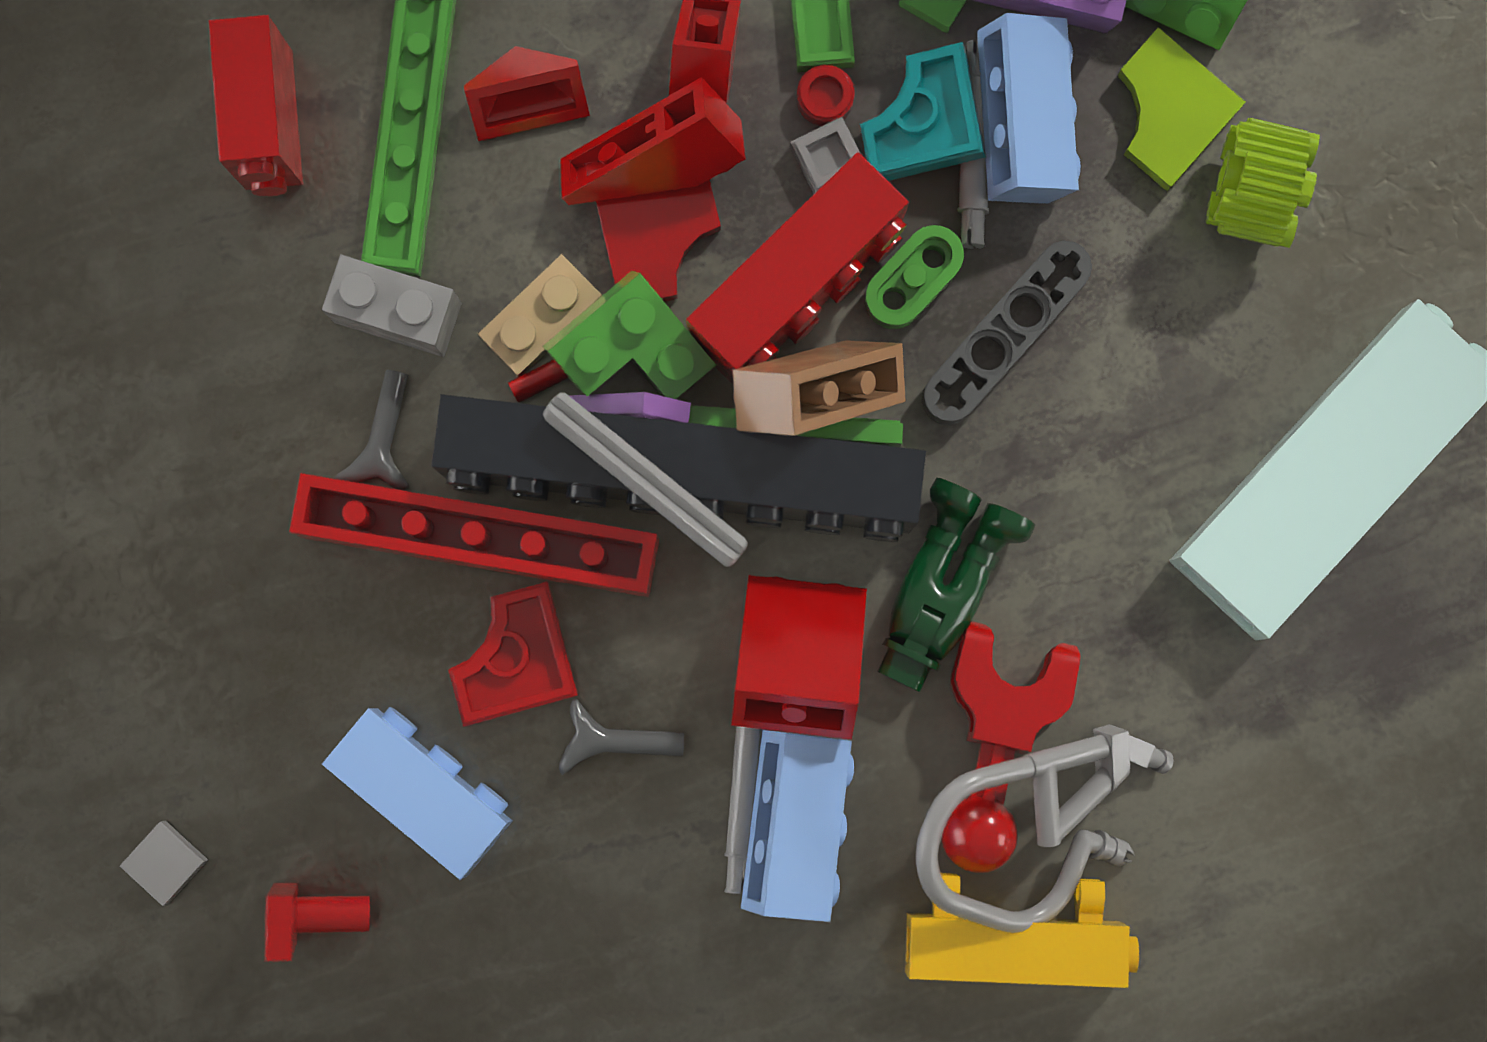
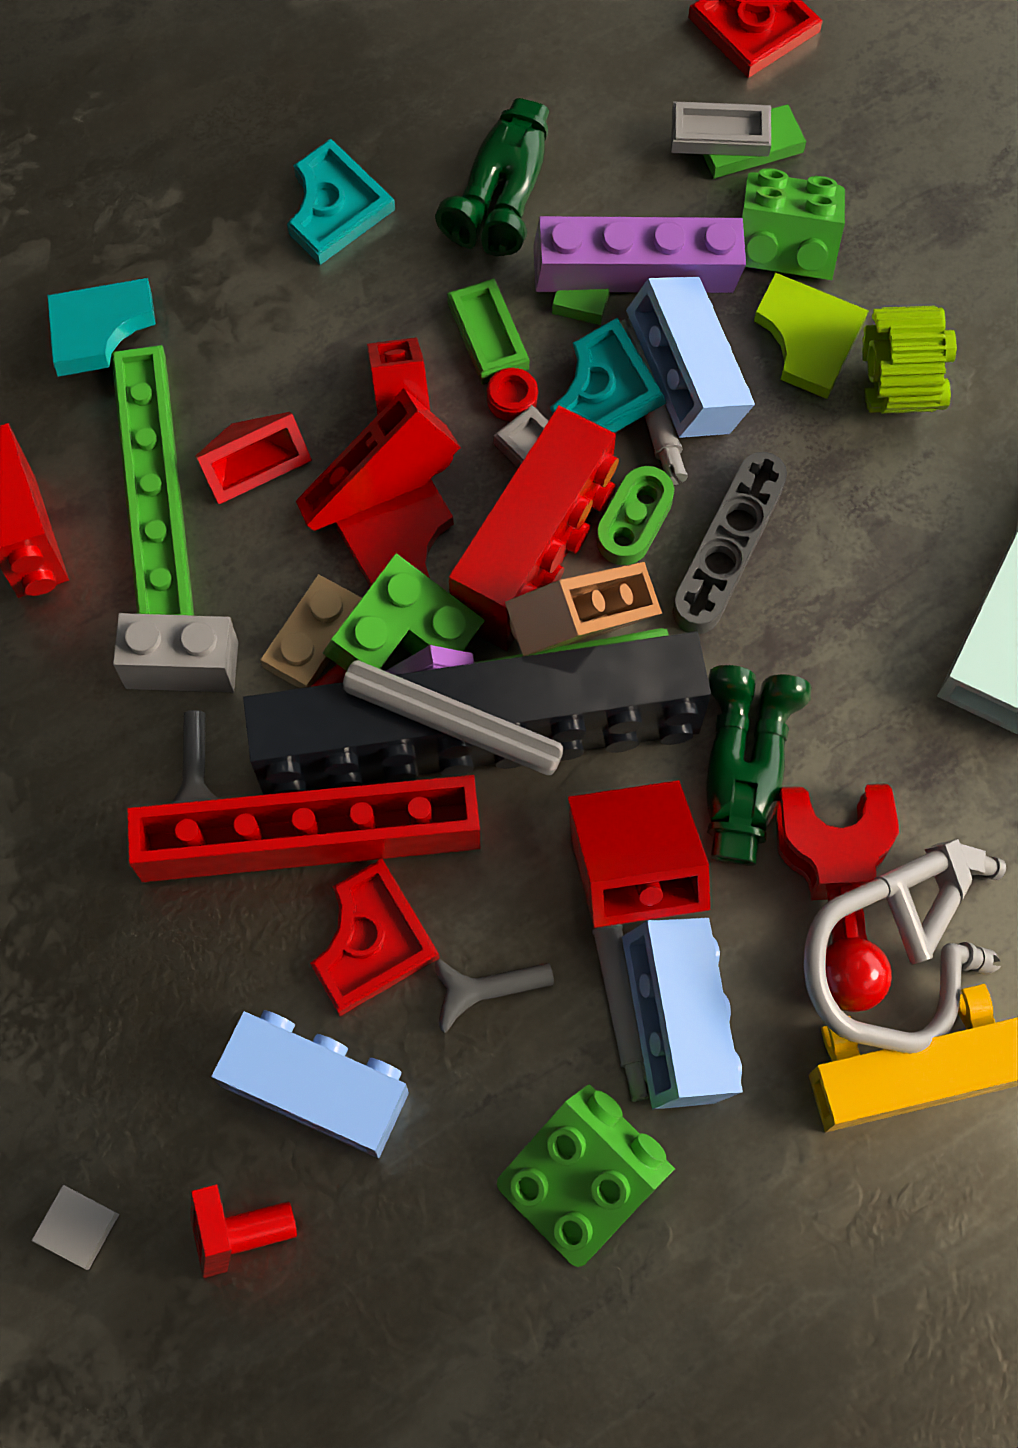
camera: 15 degrees left, 15 degrees down
(659, 951) = (584, 1174): none -> bright green bracket

